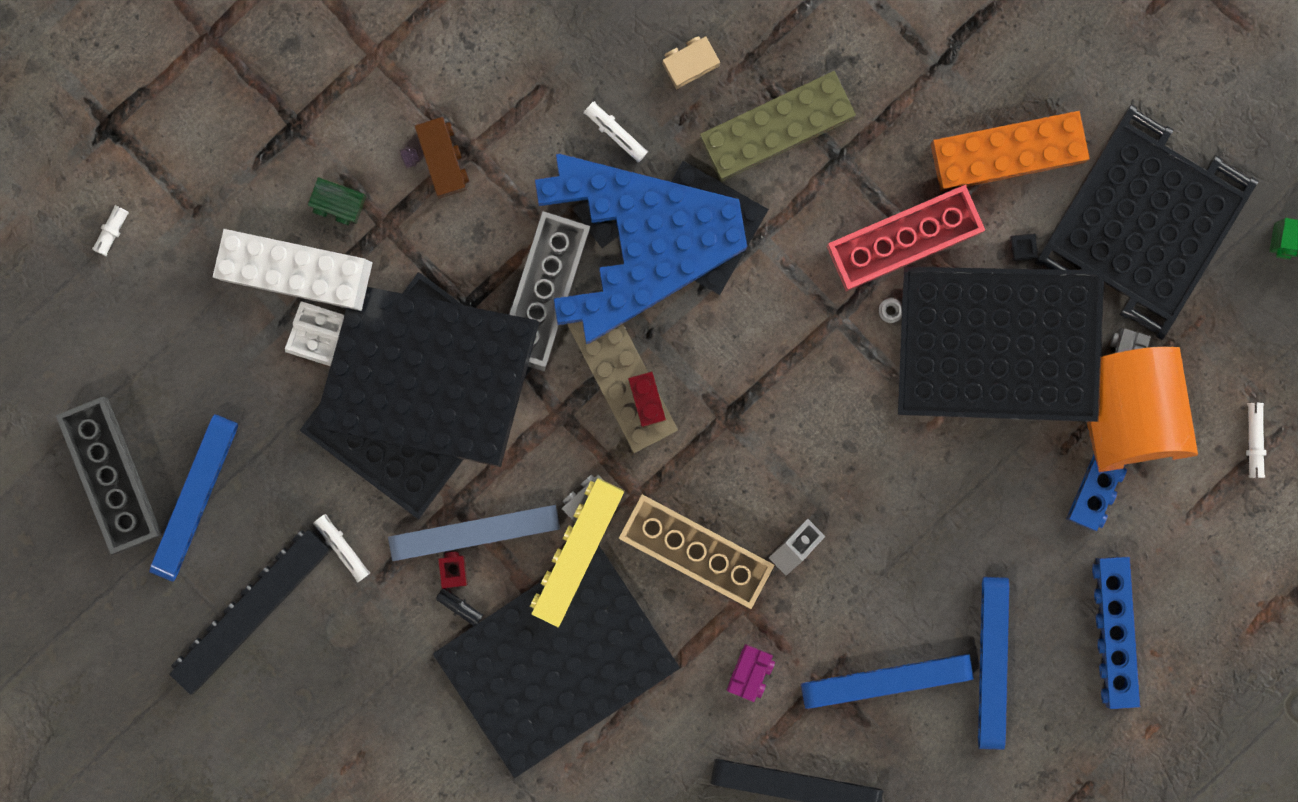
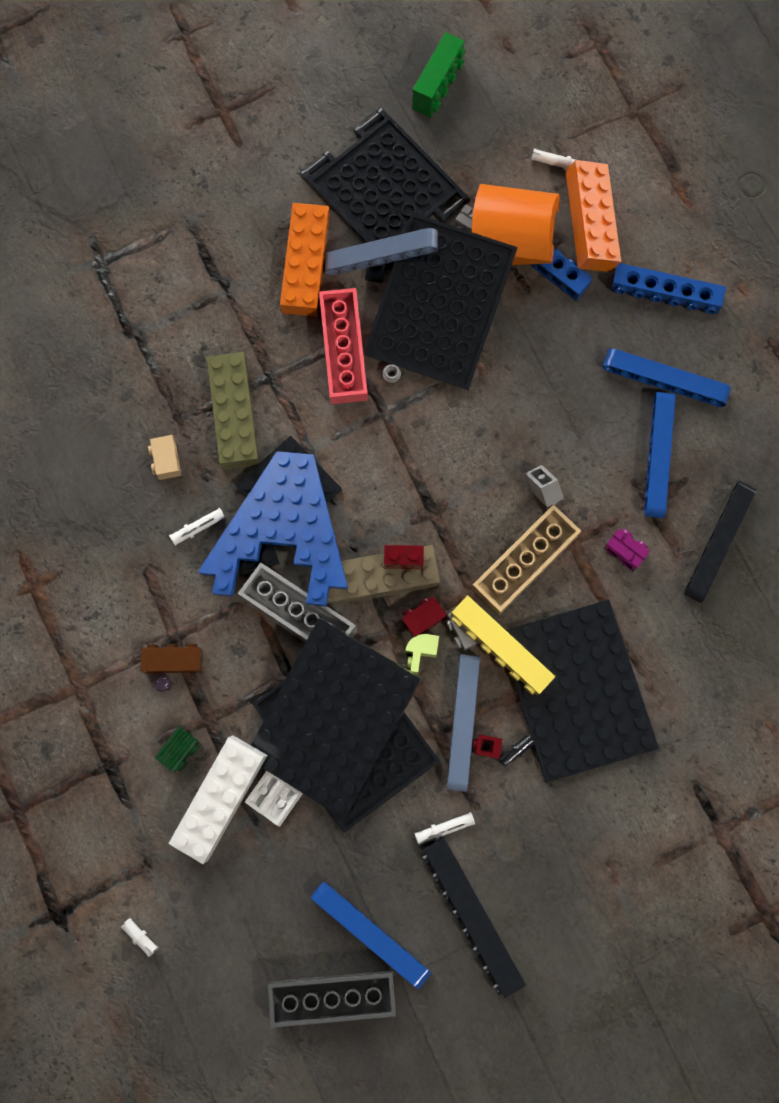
camera: 75 degrees left, 10 degrees down
(551, 454) = (421, 646): none -> yellowish green brick
(586, 446) = (423, 617): none -> dark red brick
(1040, 247) = (381, 251): none -> sand blue beam
(1184, 507) = (593, 216): none -> orange brick

